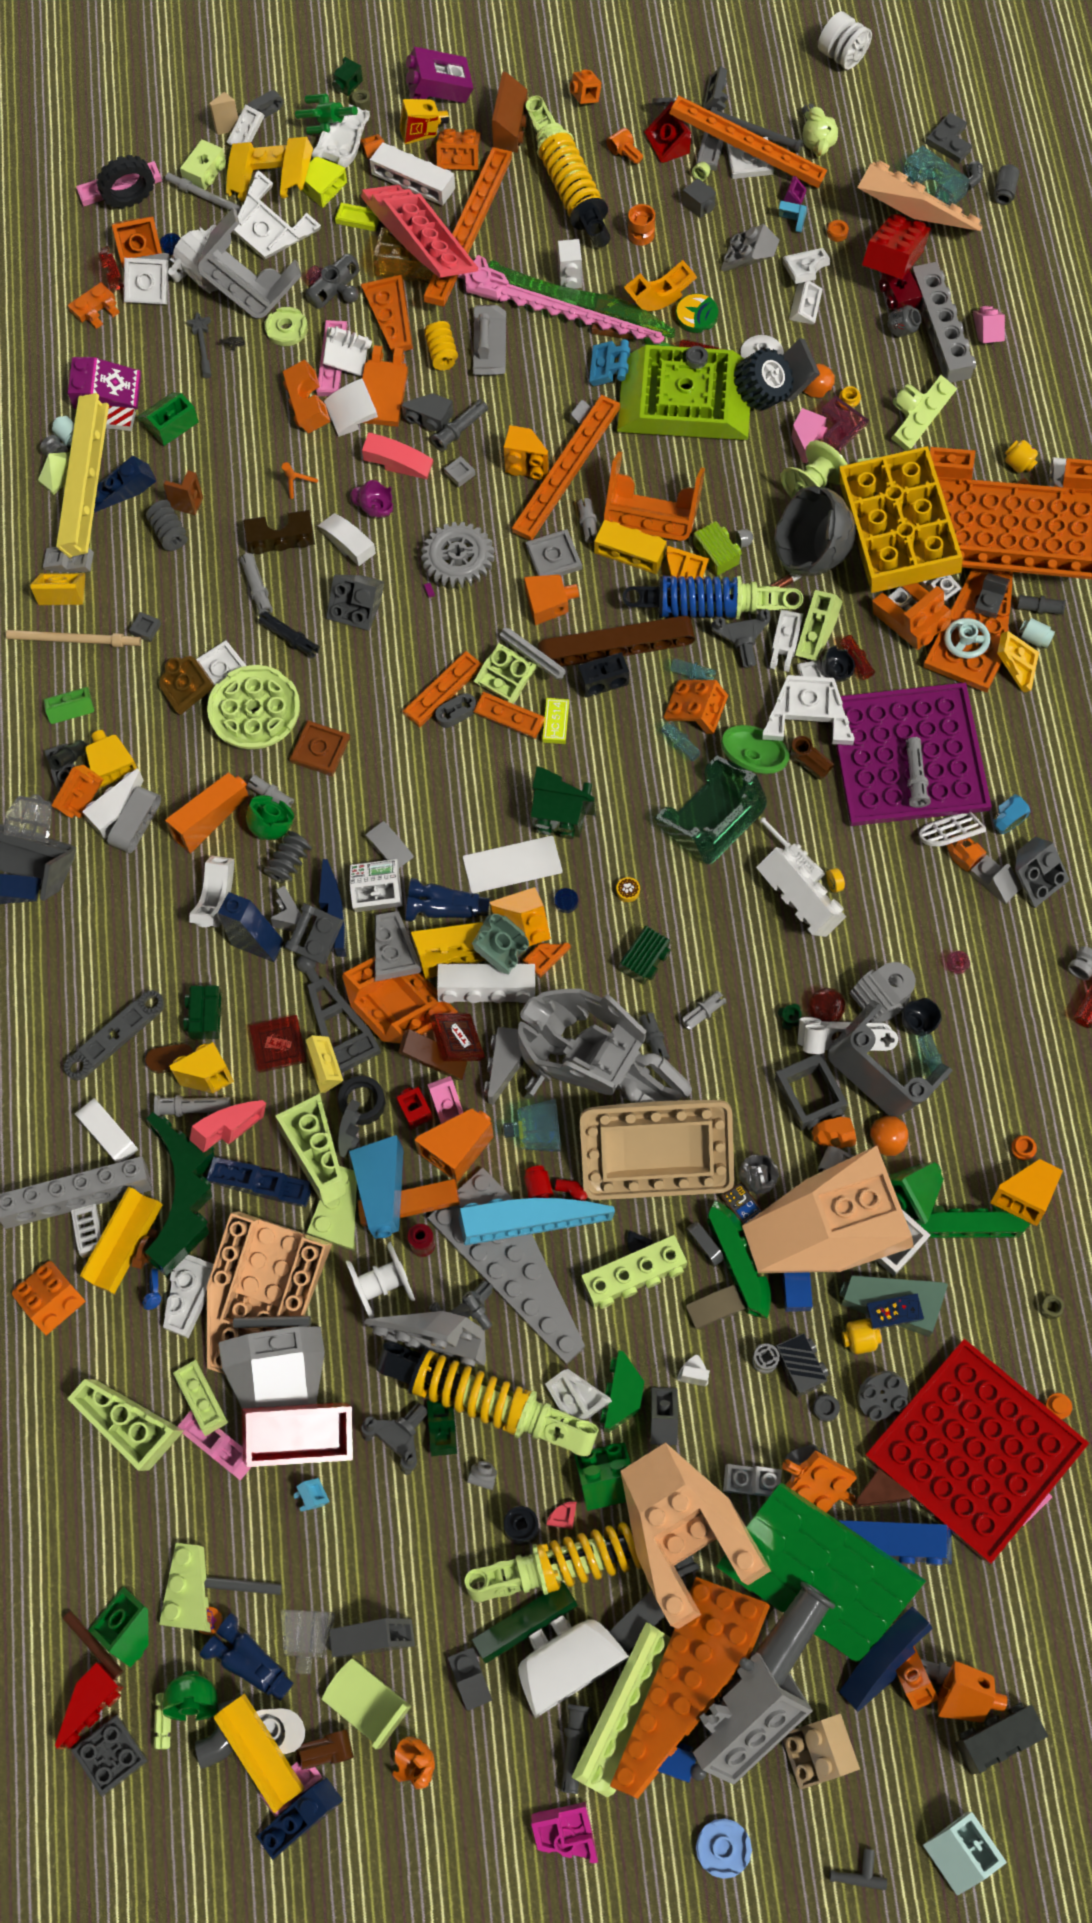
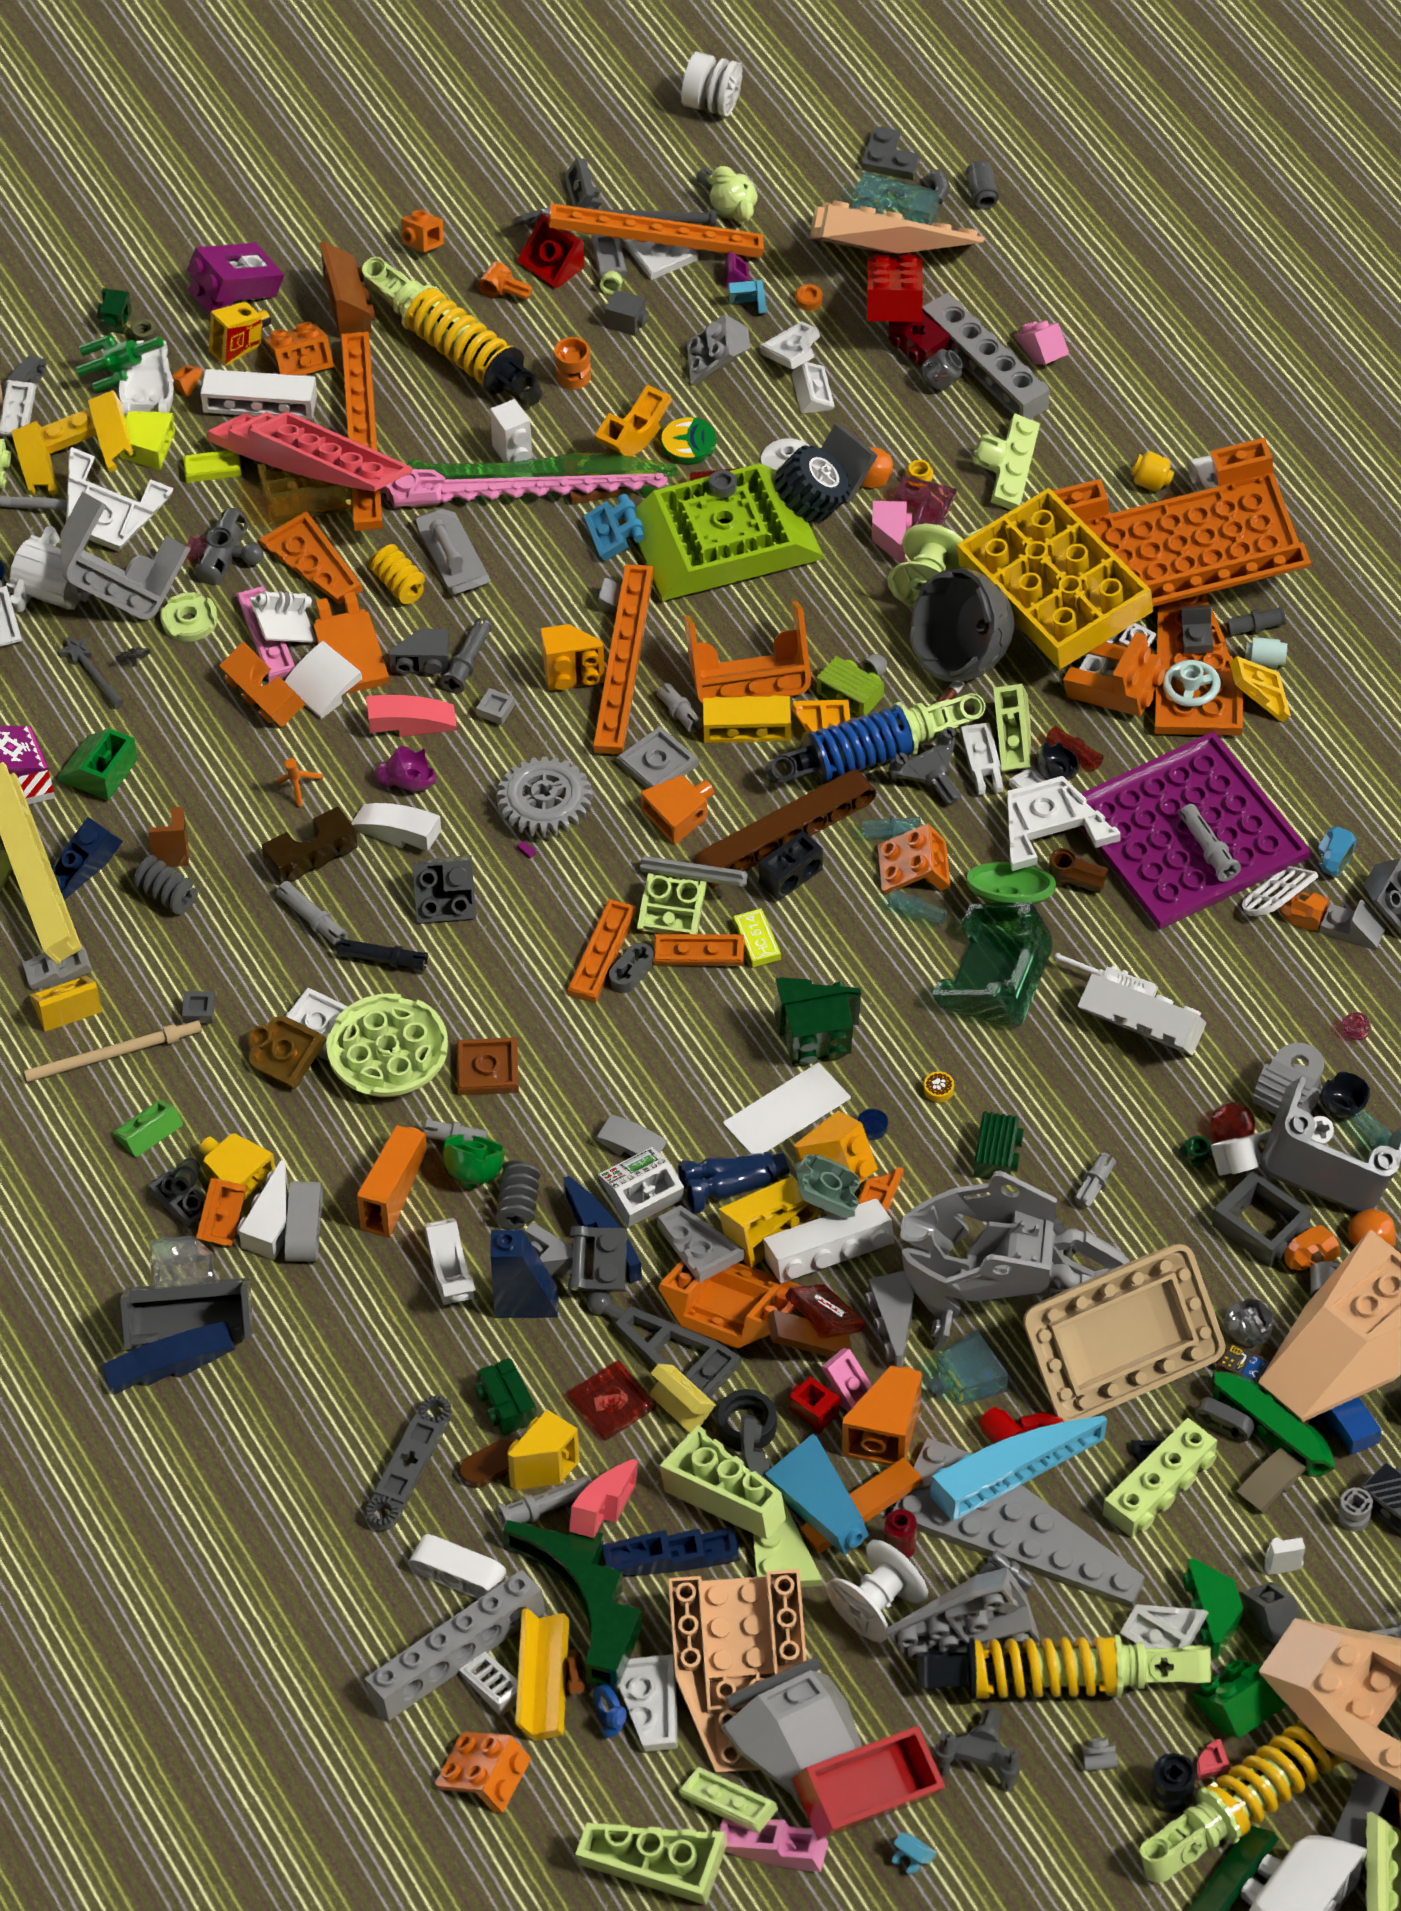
camera: 25 degrees left, 15 degrees down
(441, 1429) = (1025, 1724): dark green slope -> none
(835, 880) = (1173, 989): yellow tile -> none

